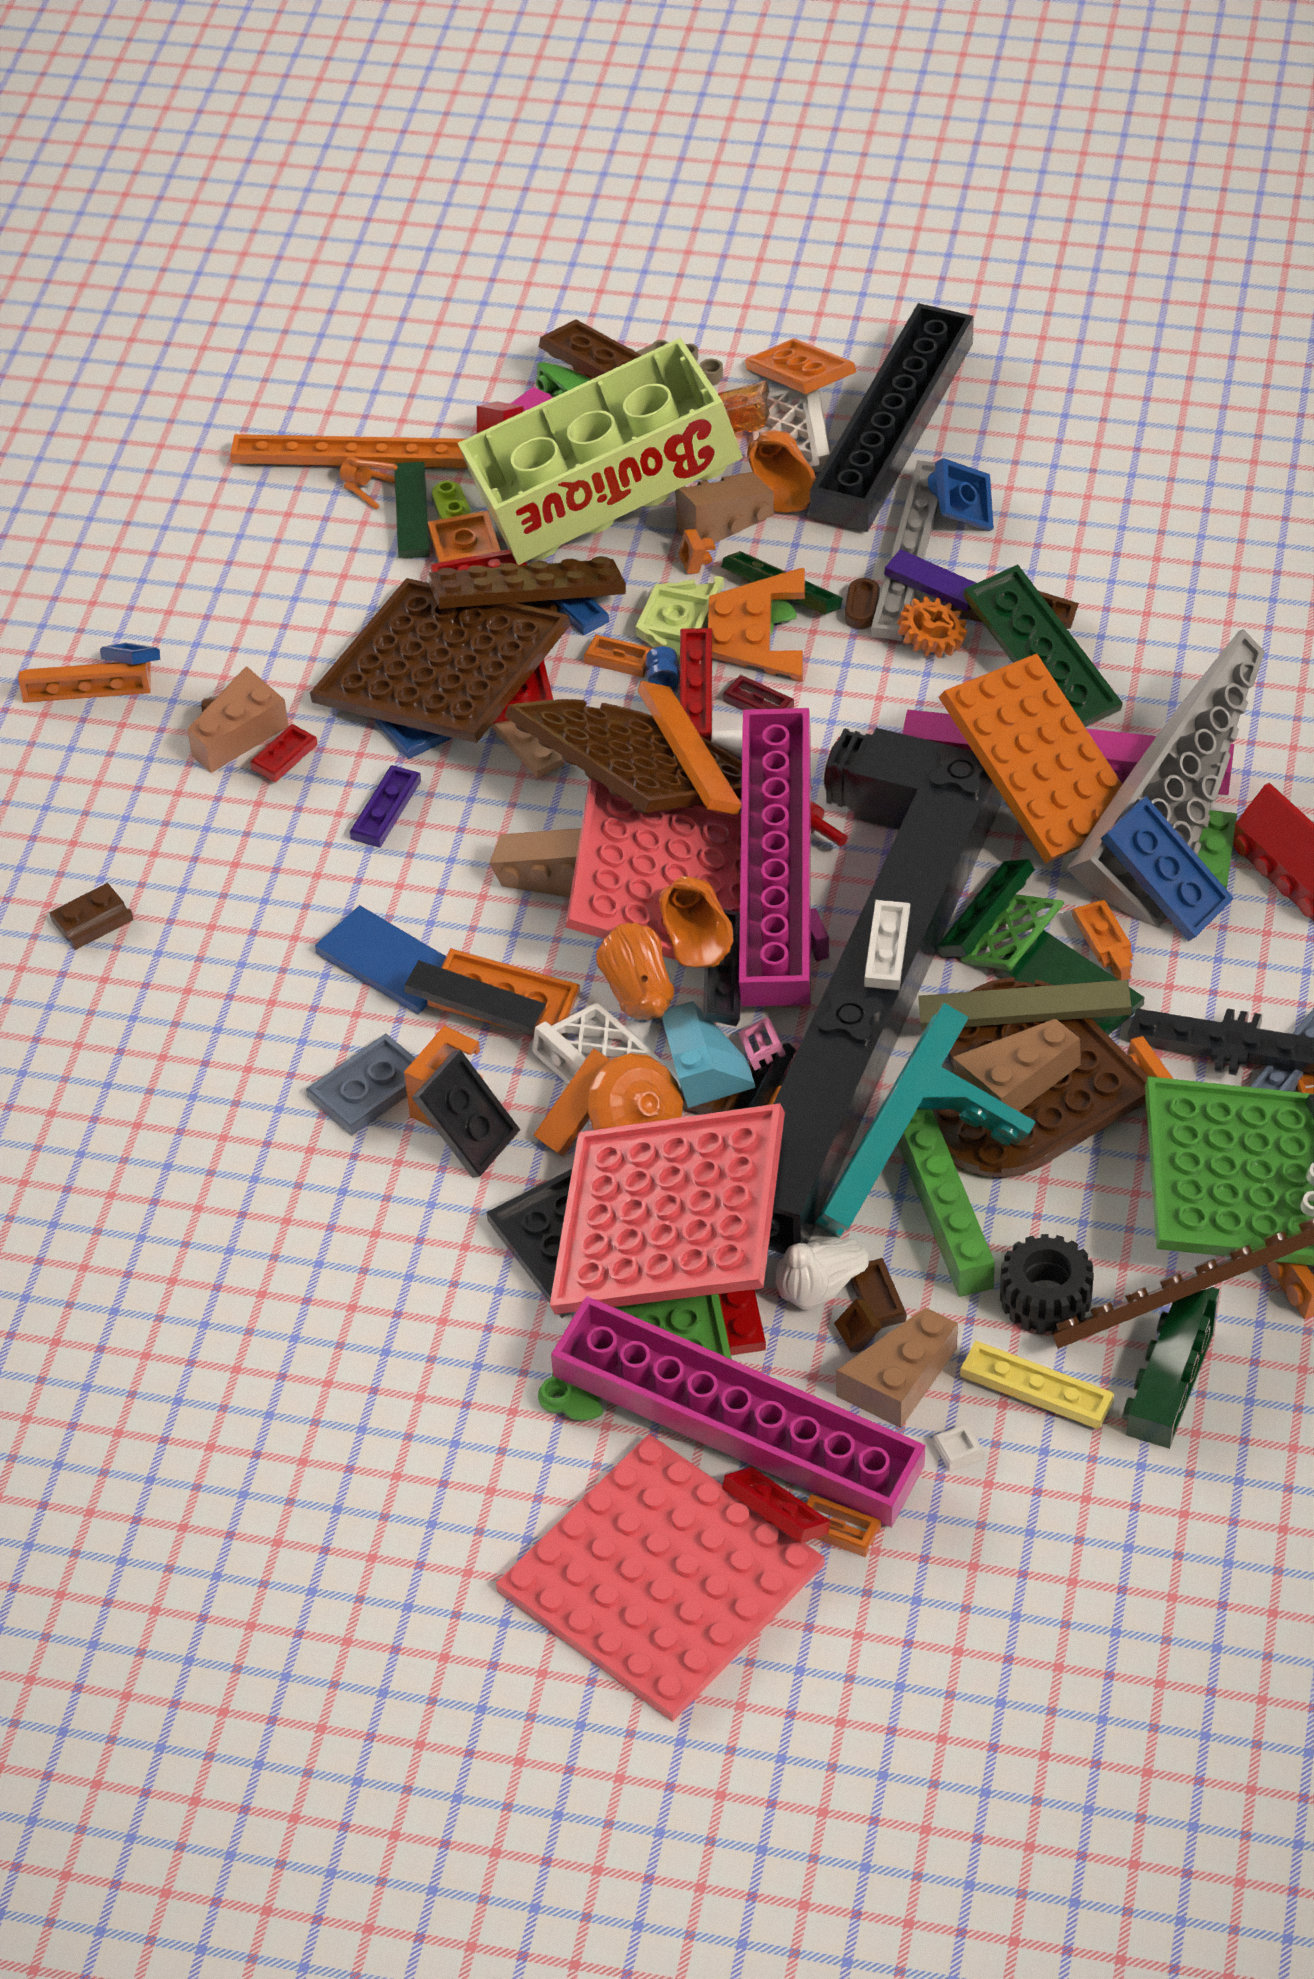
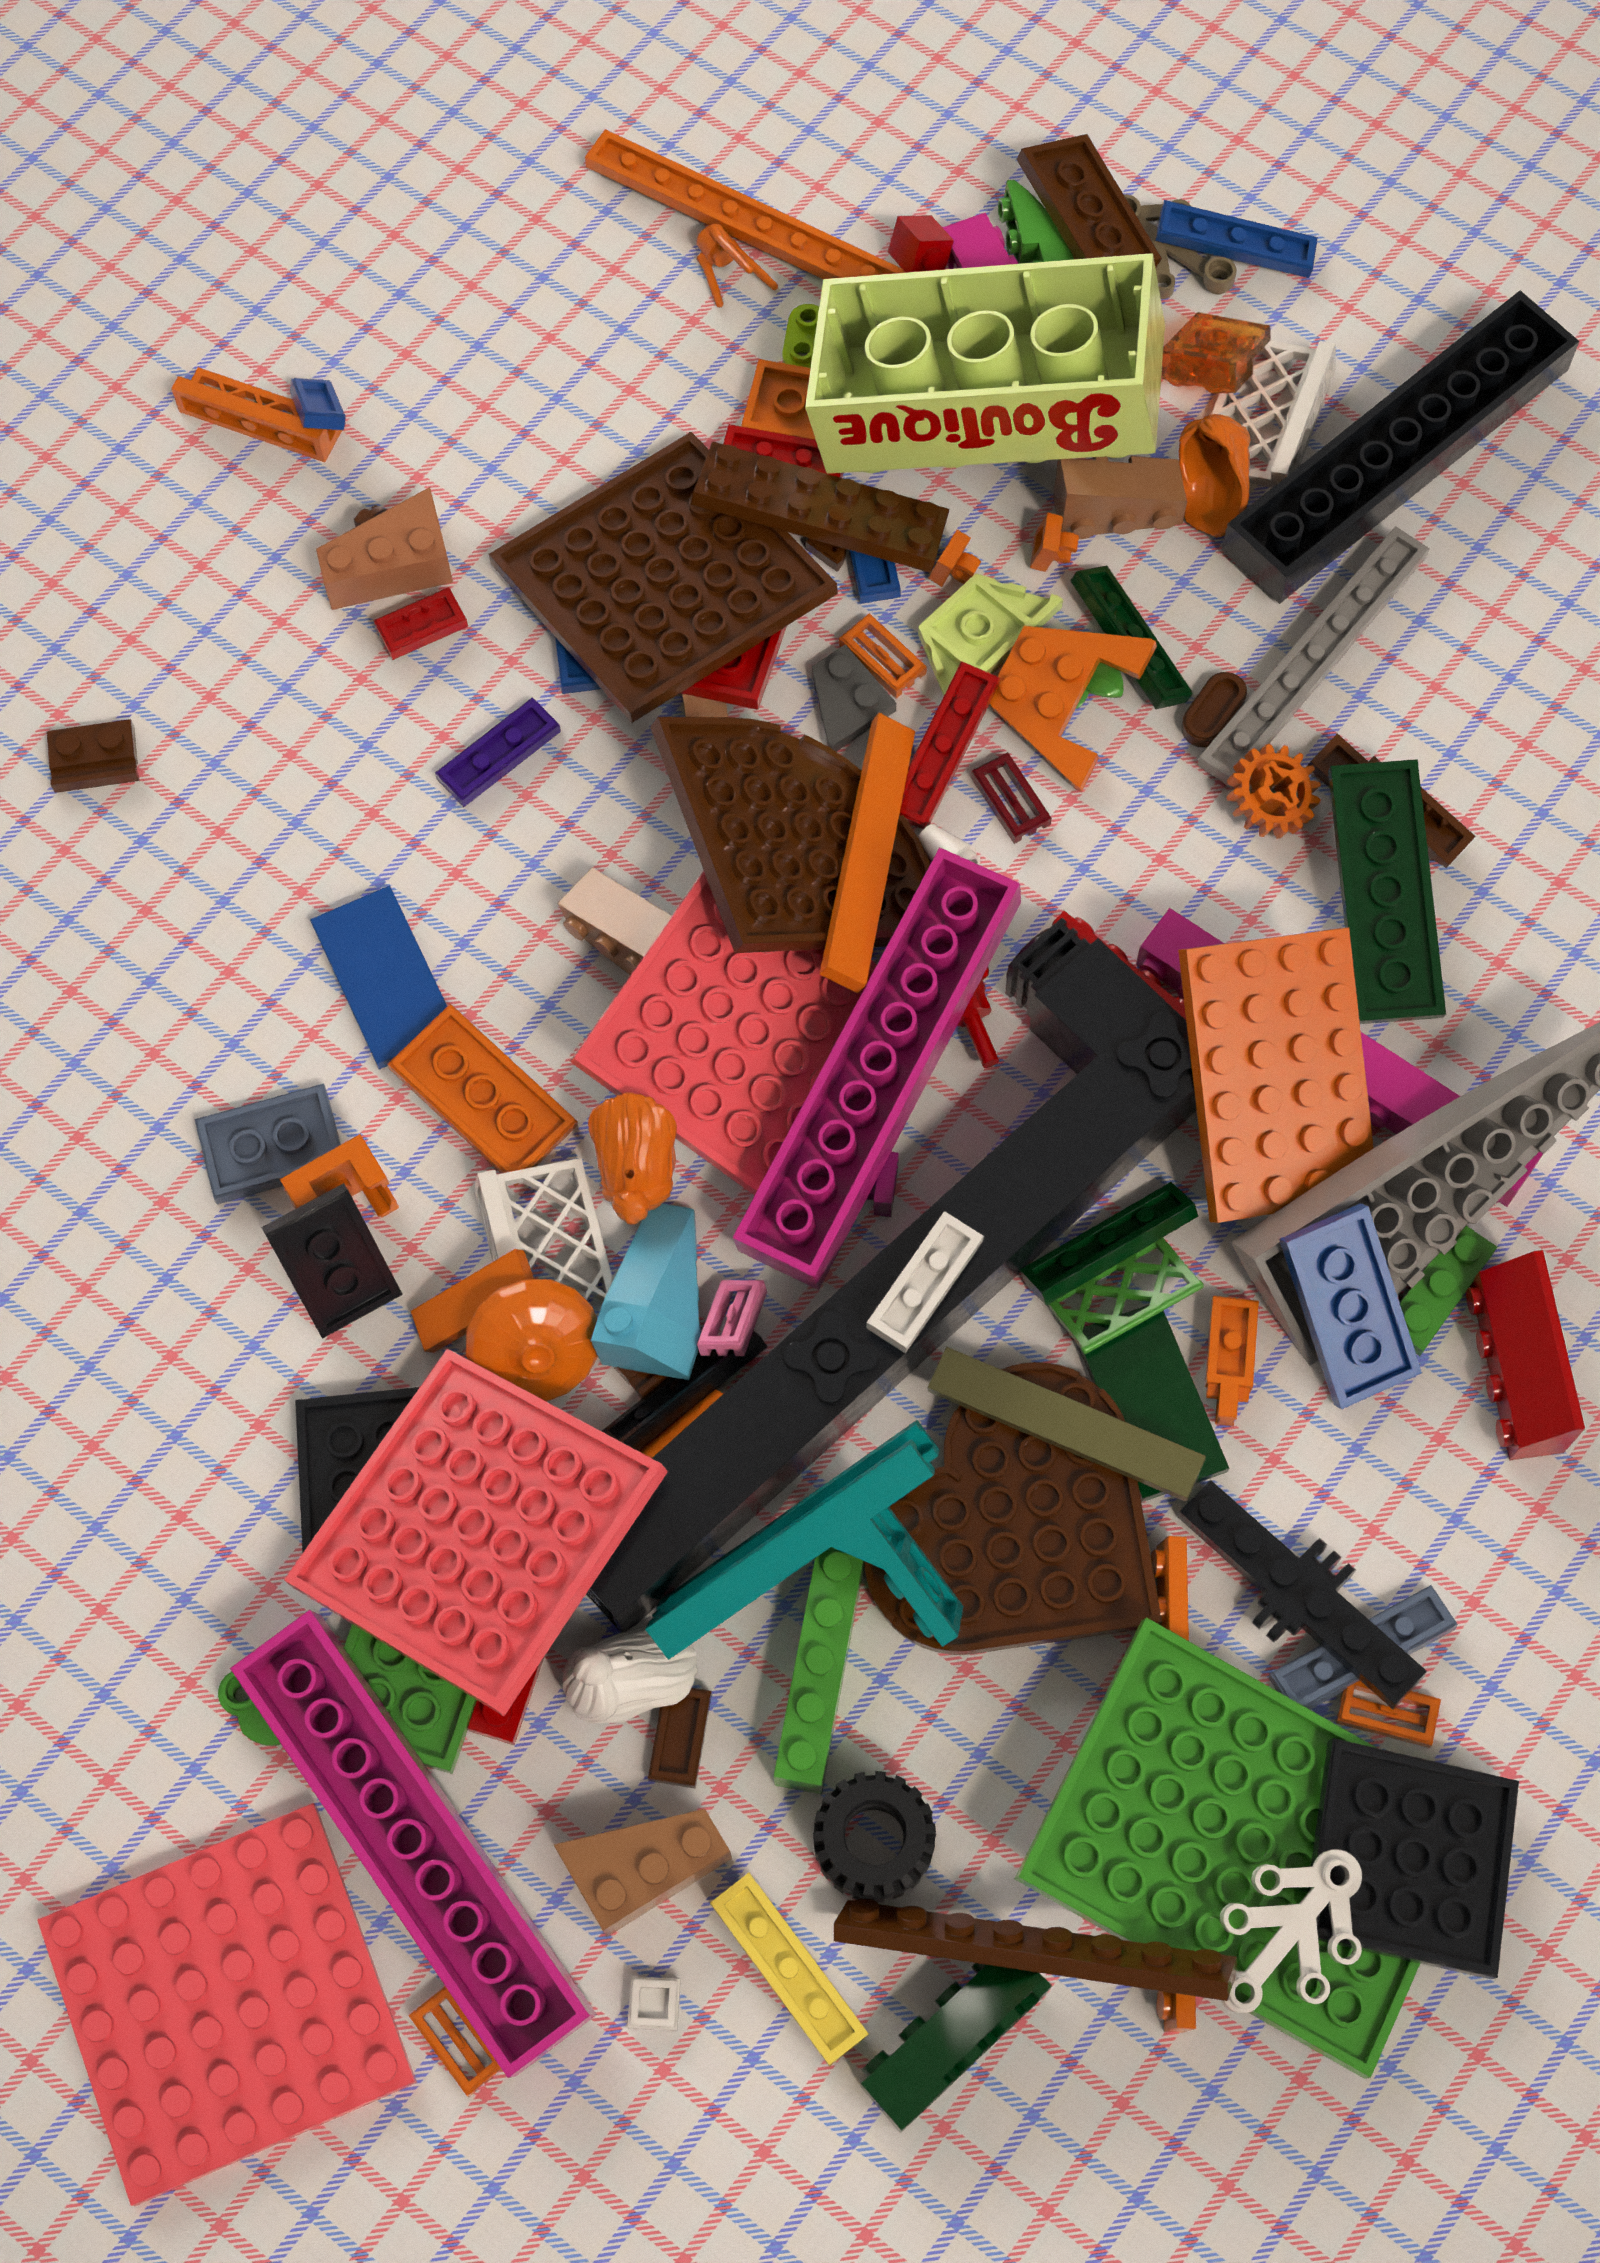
camera: 25 degrees right, 20 degrees up
(411, 510) = (753, 329): dark green tile -> none
(475, 997) = (438, 1092): black tile -> none
(609, 683) = (848, 697): none -> dark grey wing
(637, 583) = (955, 561): none -> orange tile
(662, 666) = (917, 703): blue wheel -> none
(695, 922) = (726, 1126): orange hair -> none
(720, 345) = (1236, 239): none -> blue tile
(722, 982) = (711, 1238): black tile -> none
(776, 1505) = (393, 1988): red plate -> none
(800, 366) = (1325, 321): orange tile -> none
(857, 1325) = (627, 1777): reddish brown plate -> none
(929, 578) = (1309, 718): dark purple tile -> none
(963, 493) = (1419, 608): blue slope -> none
(1022, 1064) = (1003, 1519): medium nougat wedge -> none

